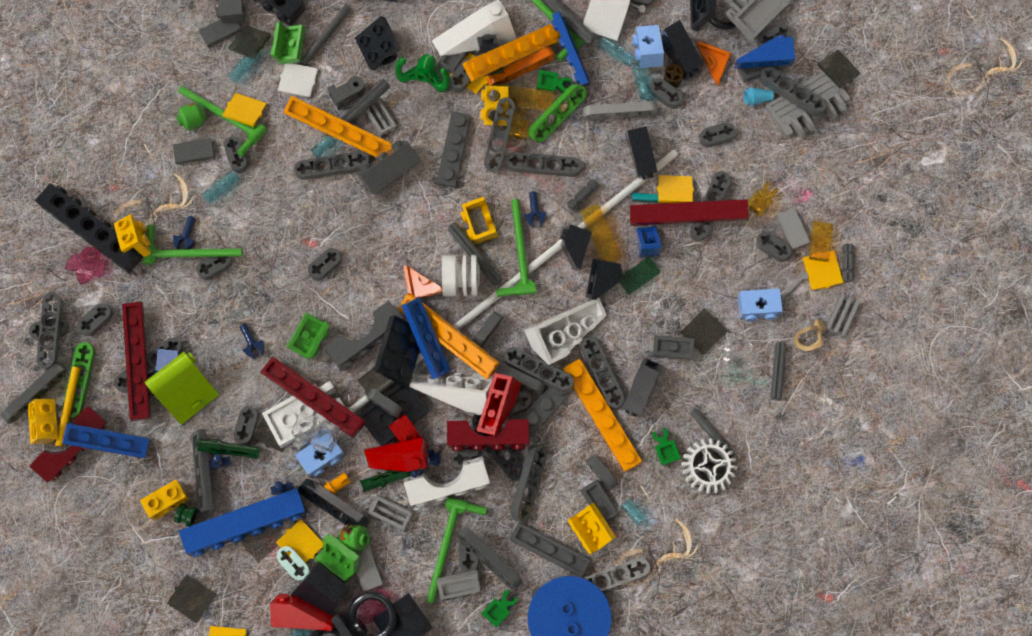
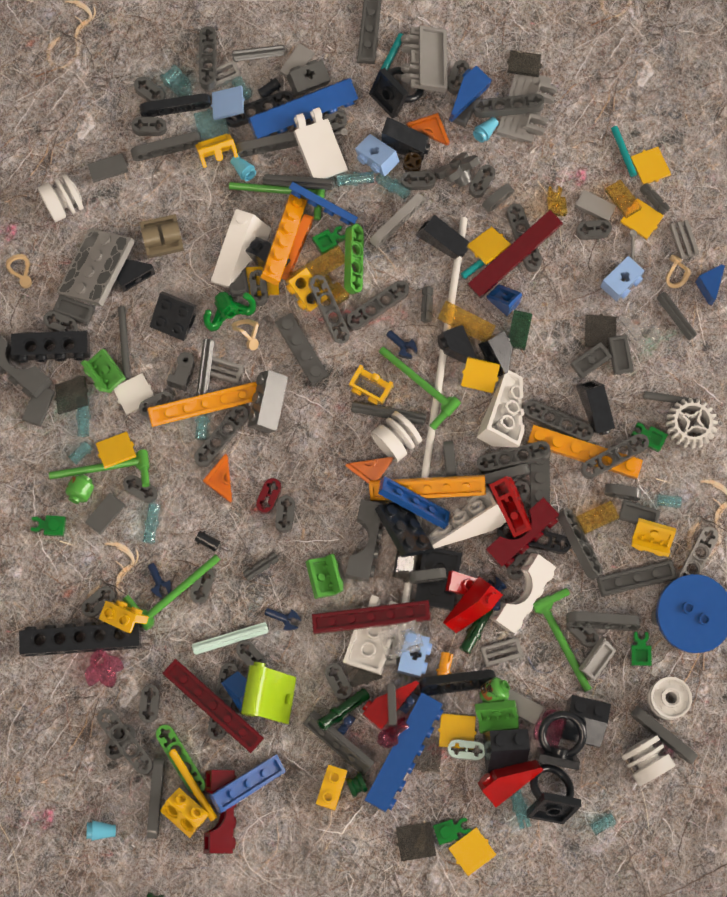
camera: 45 degrees left, 0 degrees up
(128, 208) = (94, 598): none -> dark grey beam
(147, 127) = (52, 525): none -> green plate
(197, 322) = (230, 638): none -> light aqua axle
(205, 349) = (252, 649): none -> dark grey beam
(217, 90) = (80, 452): none -> clear light blue pin
(222, 612) = (447, 831): none -> green plate
(243, 499) = (389, 737): none -> clear pink plate
(247, 234) = (207, 541): none -> black pin
(259, 475) = (377, 711): none -> red slope
(262, 476) = (391, 703): none -> dark grey tile
(270, 288) = (260, 566): none -> dark grey axle
(301, 196) = (219, 479): none -> orange tile
(307, 95) = (154, 399): none -> dark grey beam
(322, 236) = (265, 494): none -> dark red beam
(419, 114) = (252, 343): none -> tan piece
(563, 475) = (598, 517): none -> clear yellow plate
(572, 284) = (480, 375): none -> yellow piece
(620, 435) = (614, 455): none -> dark grey beam
(702, 363) = (620, 354): none -> dark grey tile
(704, 109) = (458, 169): none -> dark grey plant
(717, 157) = (498, 197): none -> dark grey beam
(830, 367) = (710, 282): none -> blue slope
(858, 203) = (623, 150): none -> teal bar
(870, 234) = (650, 165): none -> yellow piece

